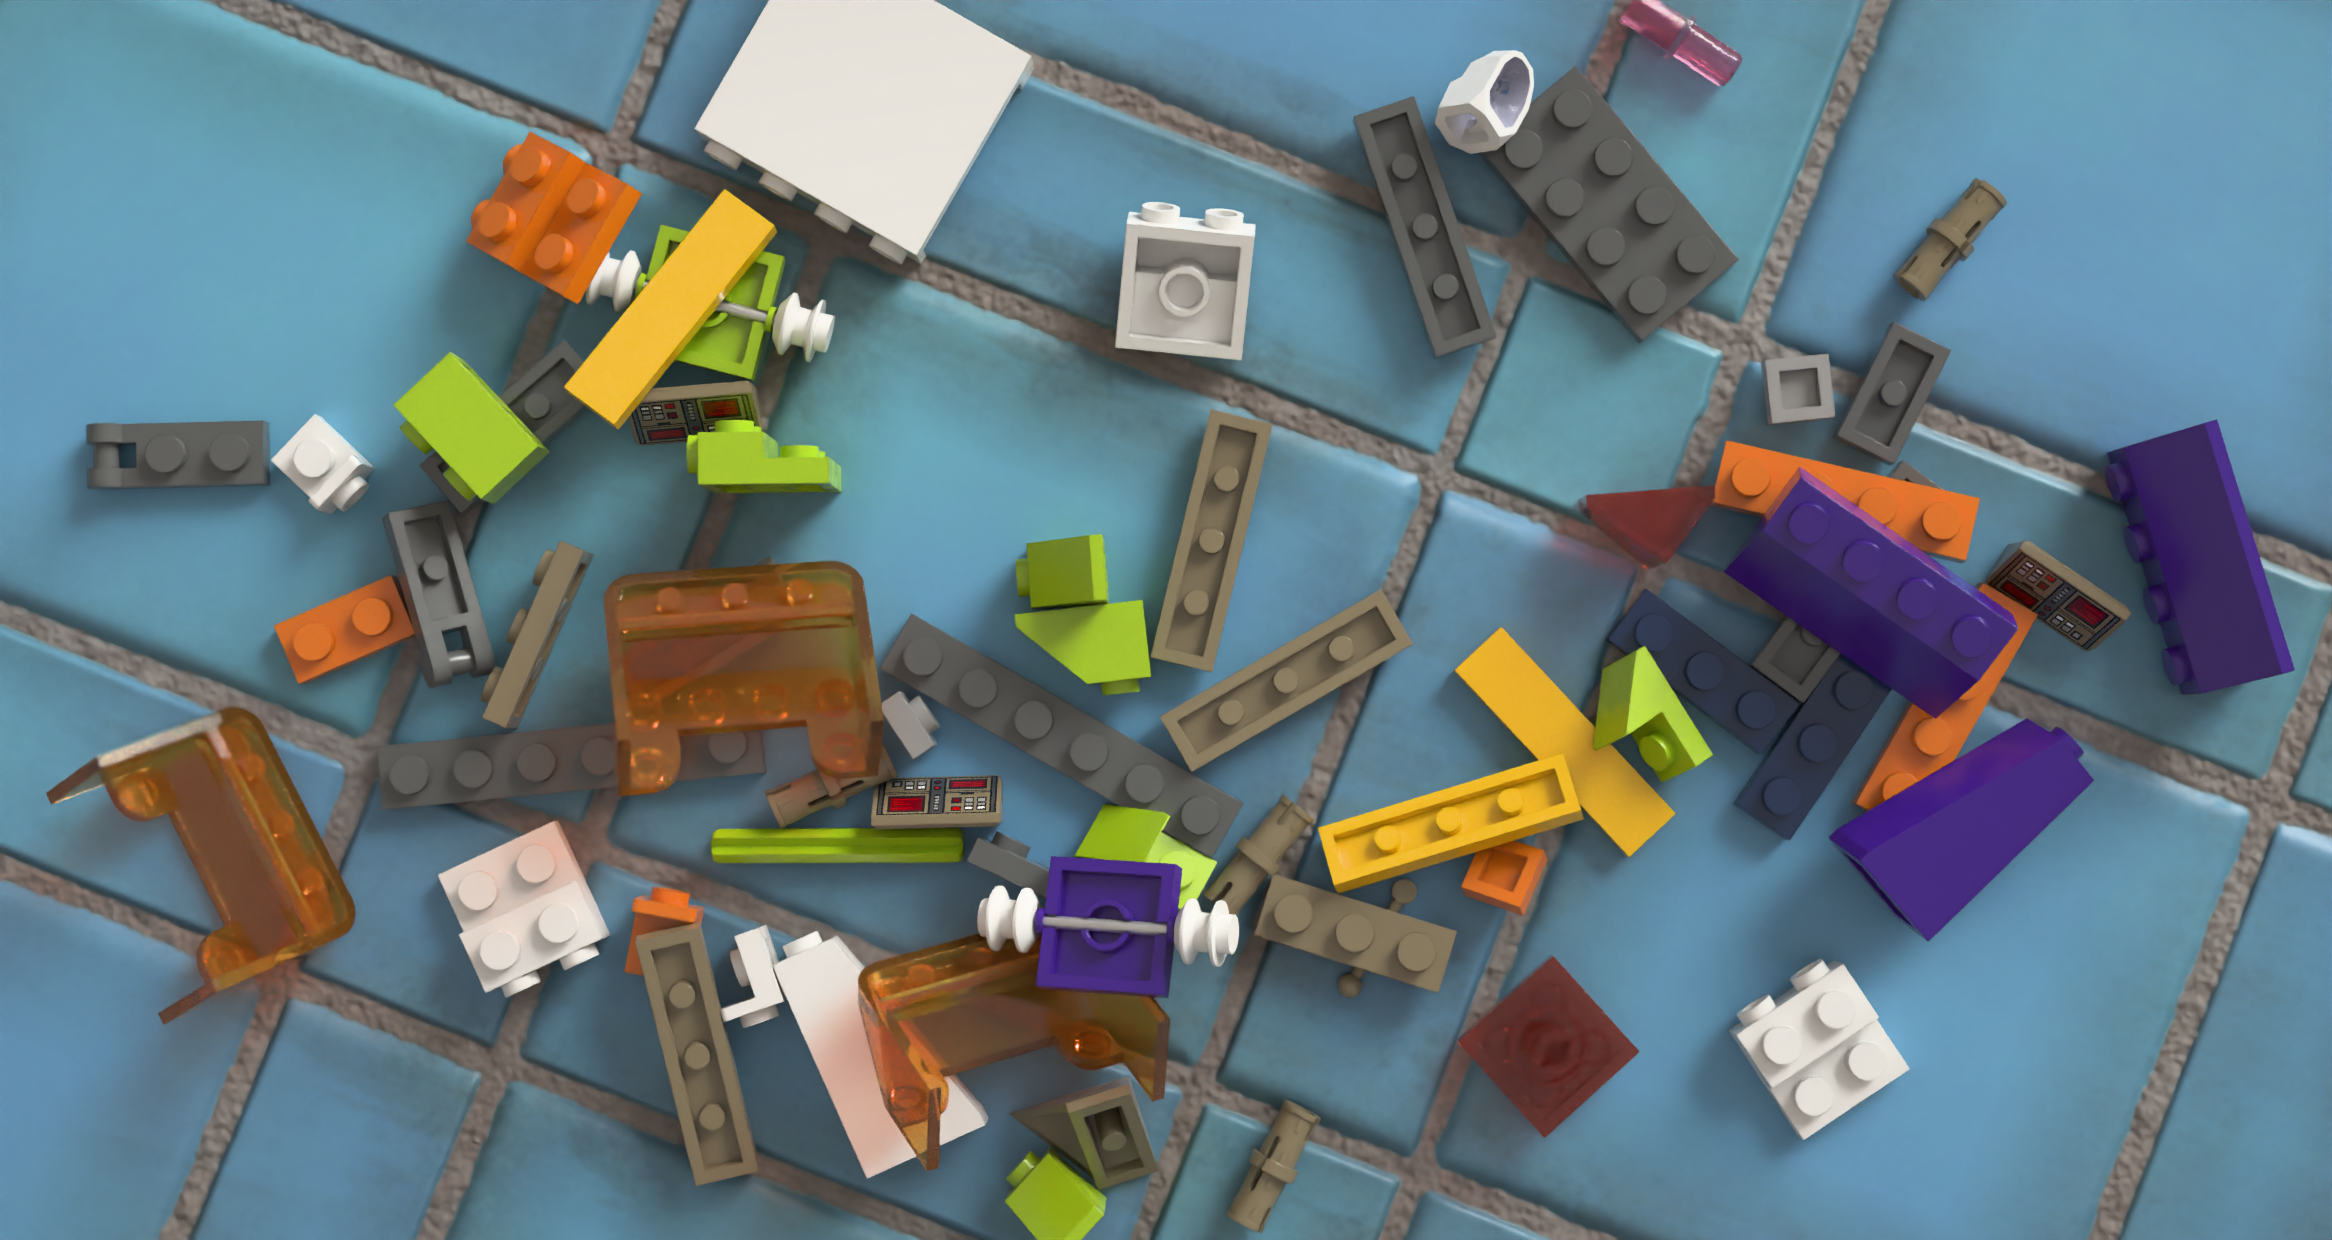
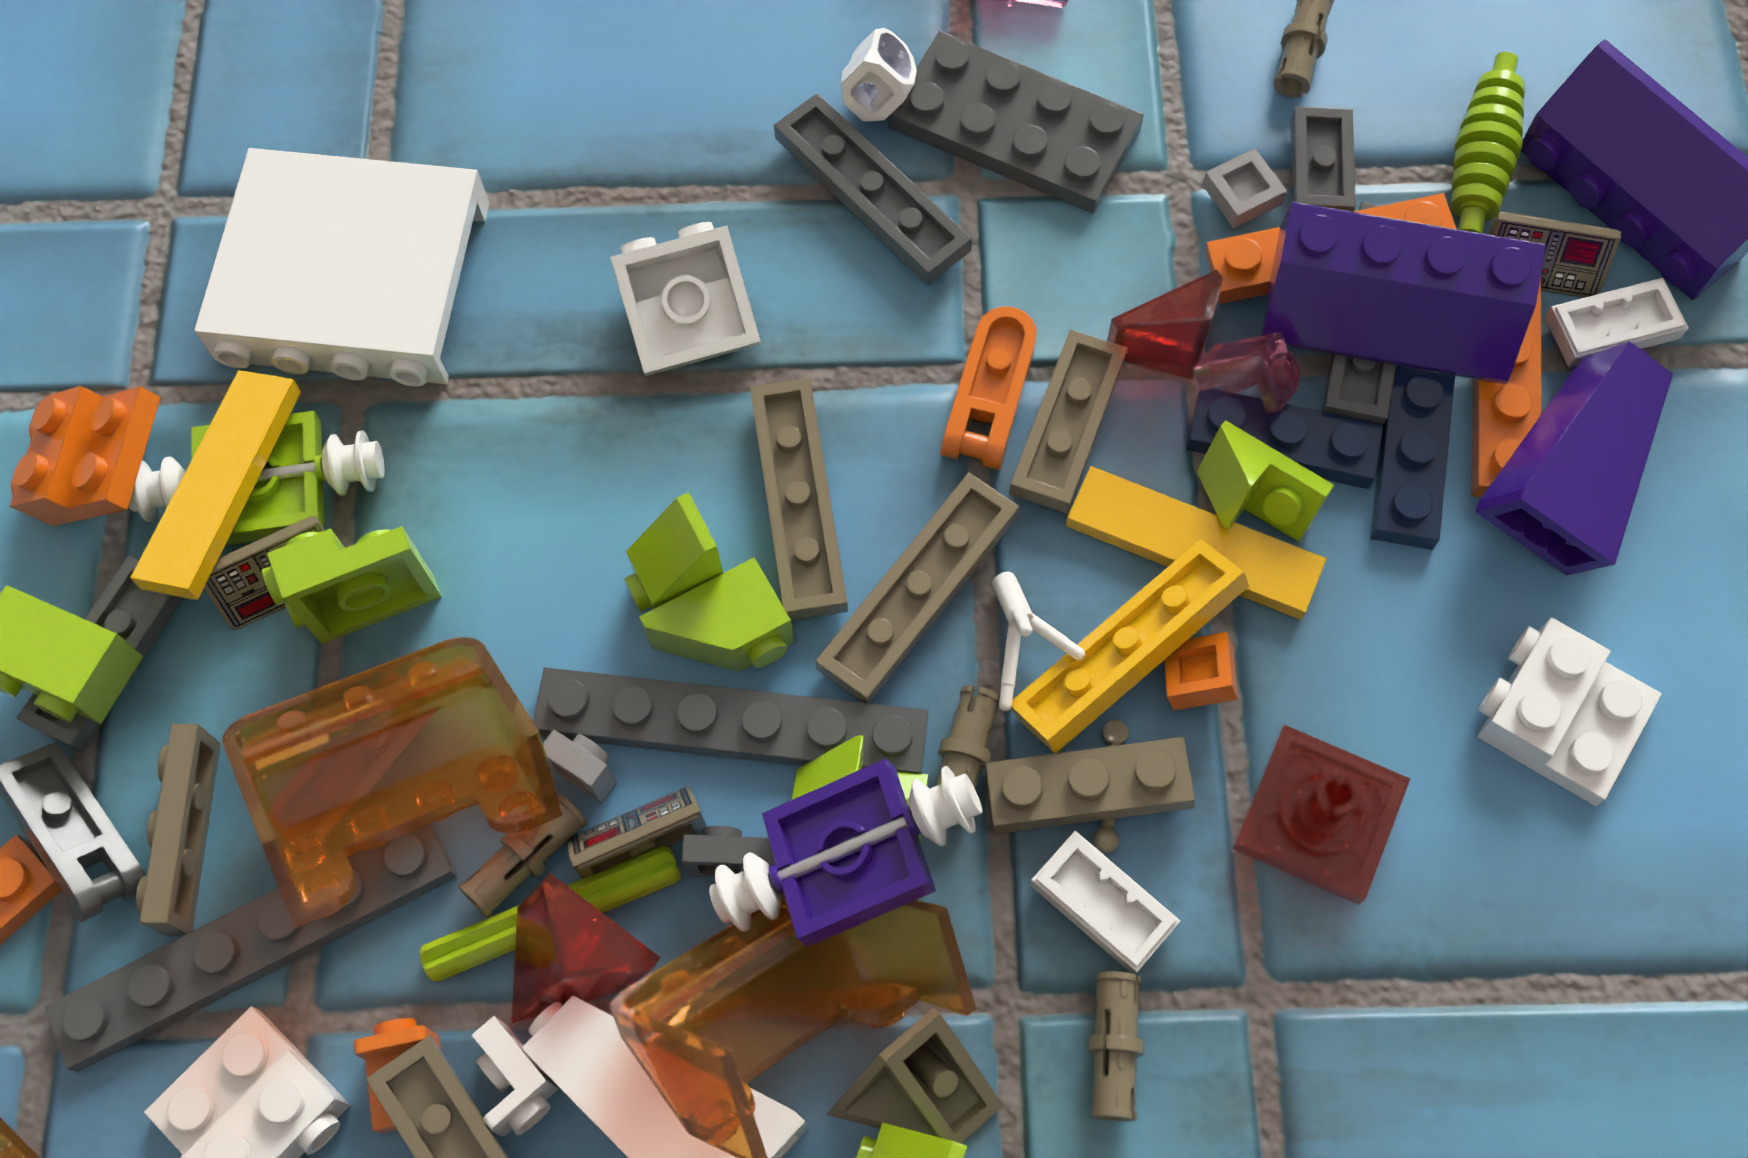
camera: 25 degrees left, 20 degrees down
(840, 894) = (570, 951): none -> clear red slope
(1320, 1042) = (1104, 902): none -> white plate
(1363, 754) = (1022, 622): none -> white plant
(1446, 501) = (991, 386): none -> orange plate
(1503, 570) = (1068, 421): none -> dark tan plate
(1698, 595) = (1251, 362): none -> clear pink bracket
(2068, 447) = (1488, 144): none -> lime piece
(2084, 693) = (1635, 313): none -> white plate

